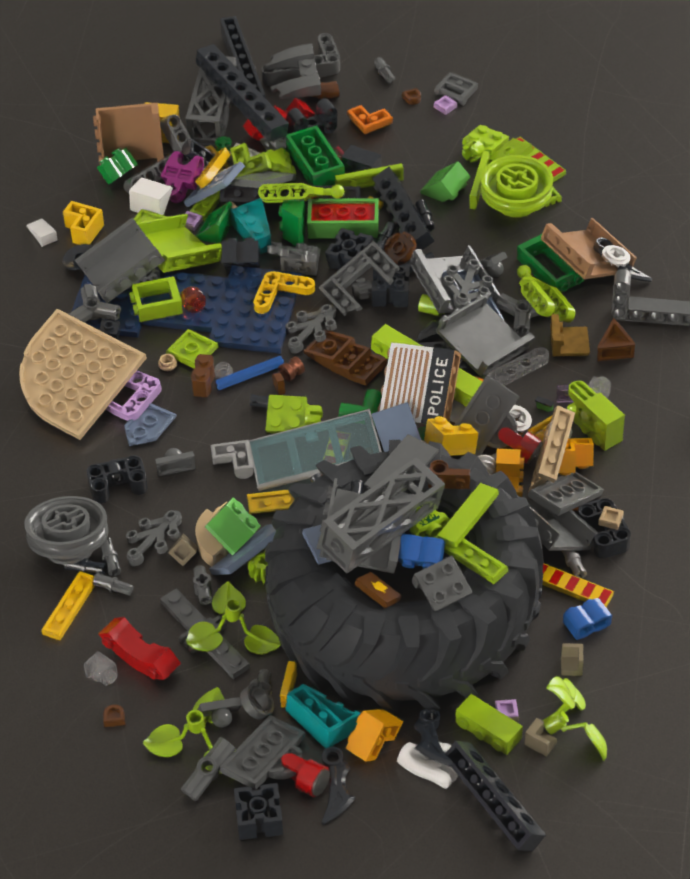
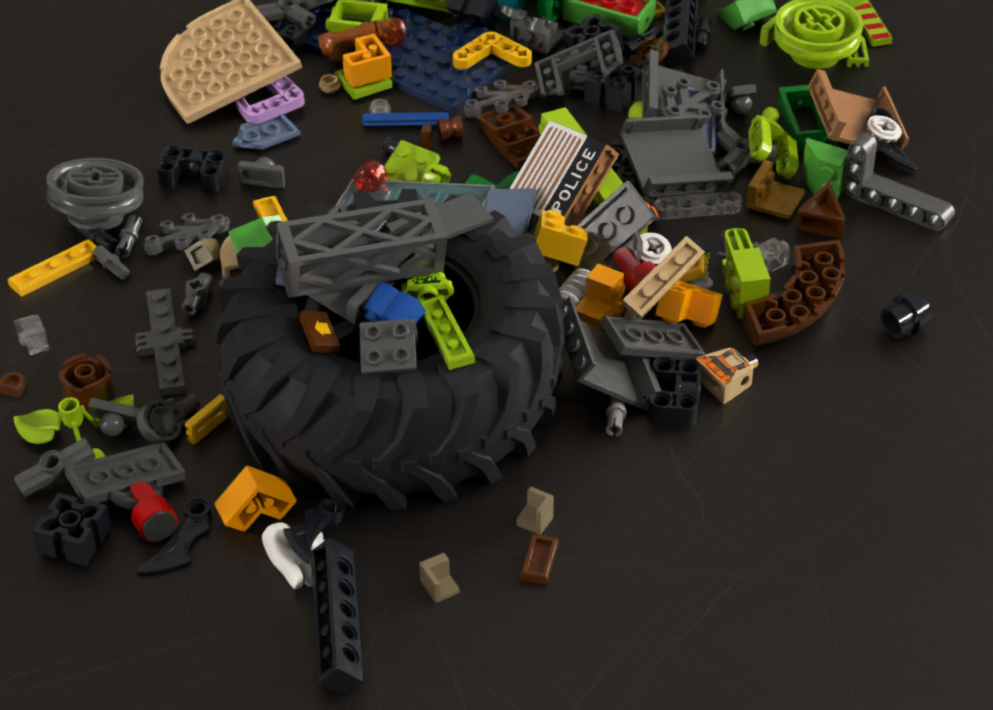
camera: 25 degrees right, 5 degrees down
(127, 643) = (76, 321): red brick -> none
(175, 311) = (335, 42): none -> dark orange piece
(177, 691) = (86, 379): none -> reddish brown brick
(195, 334) = (368, 63): none -> light orange brick
(203, 375) = (352, 104): reddish brown brick -> none
(205, 495) = (268, 207): none -> yellow tile
(231, 603) = (159, 339): lime plant -> none
(235, 452) = (326, 185): light grey brick -> none
(267, 435) = (370, 176): none -> clear red head
(321, 717) = (211, 458): teal wedge -> none
(451, 477) = (472, 243): reddish brown plate -> none
(468, 514) = (472, 290): lime tile -> none
(489, 724) = (390, 541): lime brick -> none
(508, 708) = (425, 537): lavender tile -> none
(570, 697) = (473, 528): lime plant -> none
(574, 586) = (597, 438): yellow tile -> none
(587, 618) = (585, 476): blue brick -> none
(593, 305) = (823, 164): none -> bright green slope
(595, 694) = (539, 559): none -> reddish brown tile
(611, 517) = (684, 380): tan tile -> none
(630, 498) = (727, 373): none -> tan torso
(647, 415) = (803, 300): none -> reddish brown brick

